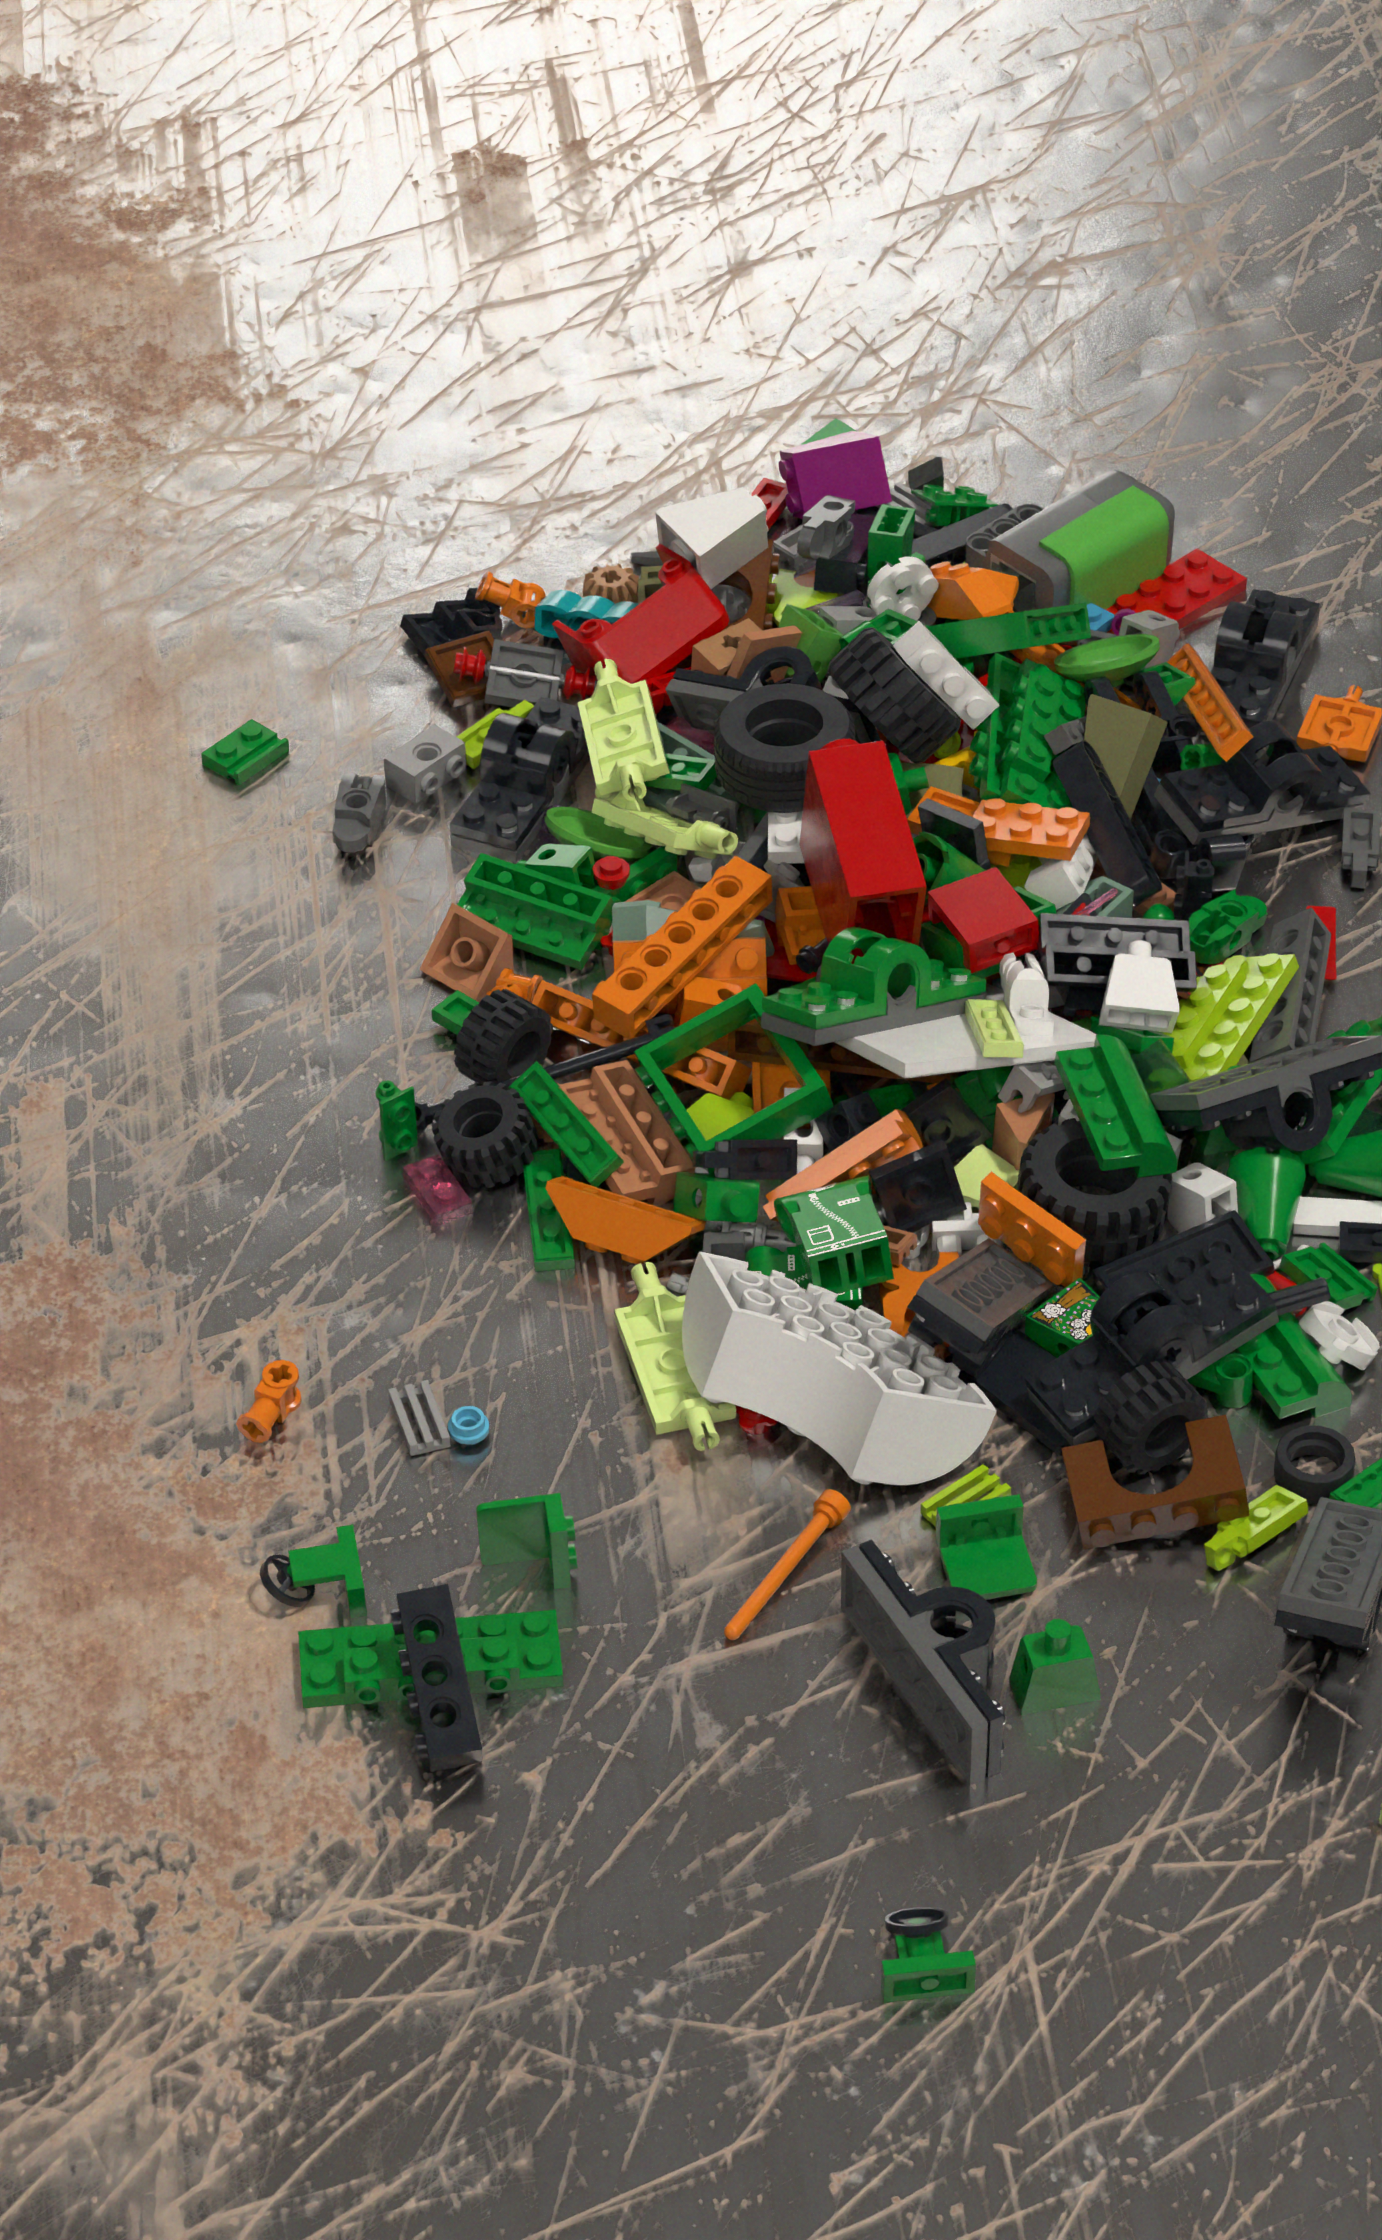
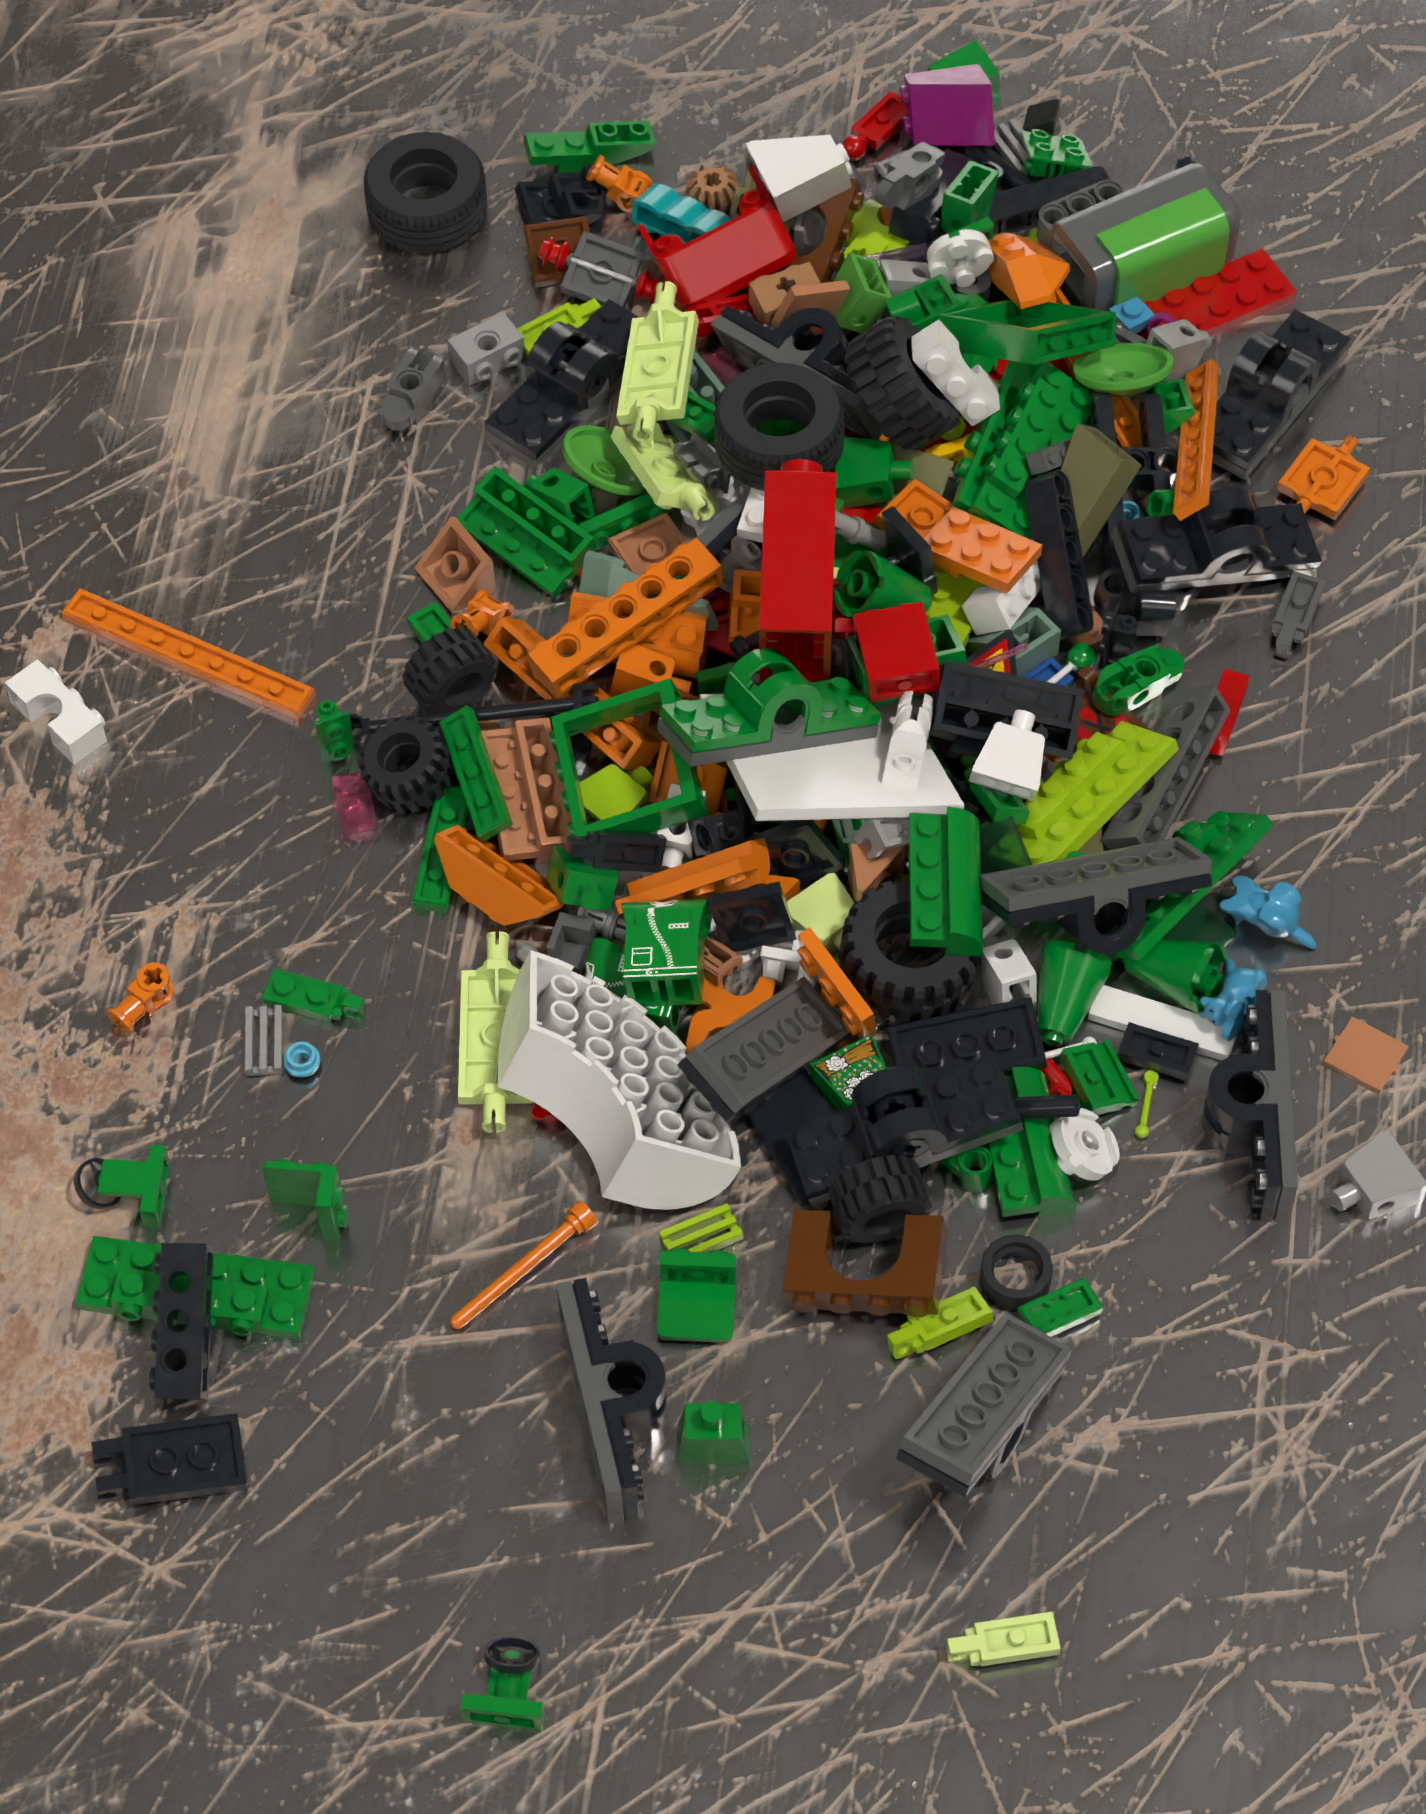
camera: 15 degrees right, 15 degrees up
(102, 1170) = (41, 692): none -> white arch
(201, 1088) = (189, 654): none -> orange tile
(245, 752) = (337, 300): green plate -> none
(309, 638) = (423, 161): none -> black tyre
(453, 578) = (571, 150): none -> green slope
(459, 1368) = (311, 997): none -> green hinge
(465, 1823) = (172, 1460): none -> black tile
(611, 872) = (603, 509): red plate -> none
(993, 1028) = (863, 775): yellowish green tile -> none

